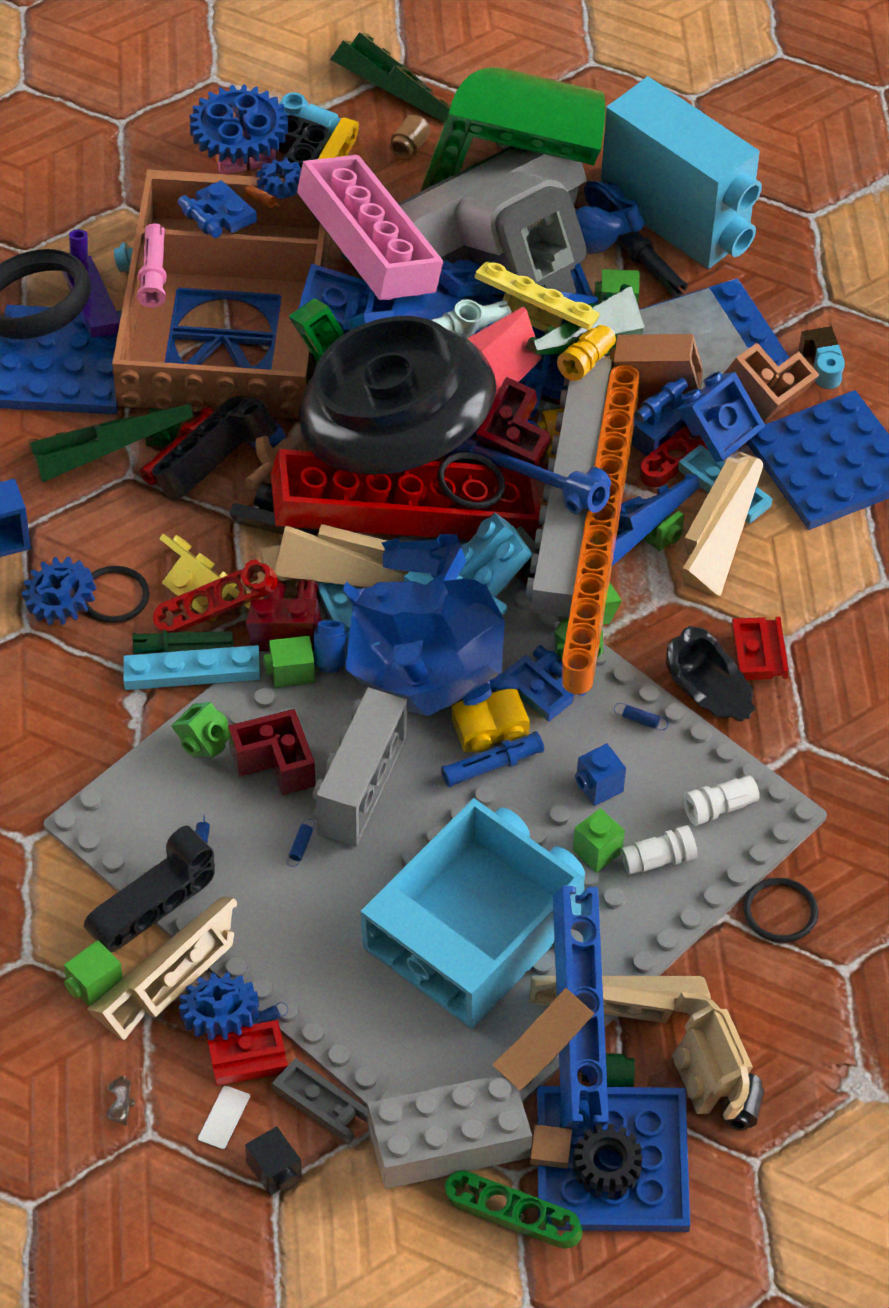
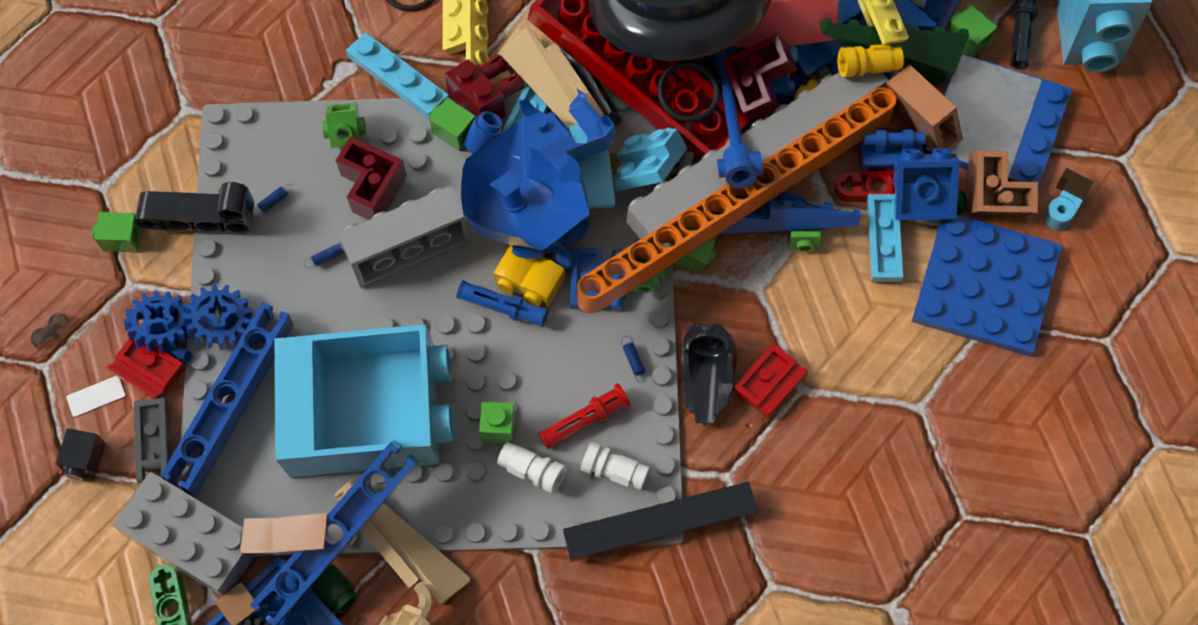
camera: 50 degrees right, 15 degrees up
(167, 970) = (157, 269): tan wedge -> none
(181, 641) = (400, 45): dark green axle -> none
(216, 602) = (485, 54): red beam -> none
(270, 957) = (232, 314): none -> blue gear
(347, 988) = (217, 420): none -> blue piece
(600, 774) = (552, 377): blue brick -> none
(658, 771) = (600, 413): none -> red pin
(719, 524) = (844, 264): wedge -> none
(780, 938) = (568, 610): black tyre -> none
(797, 809) = (660, 521): none -> black tile

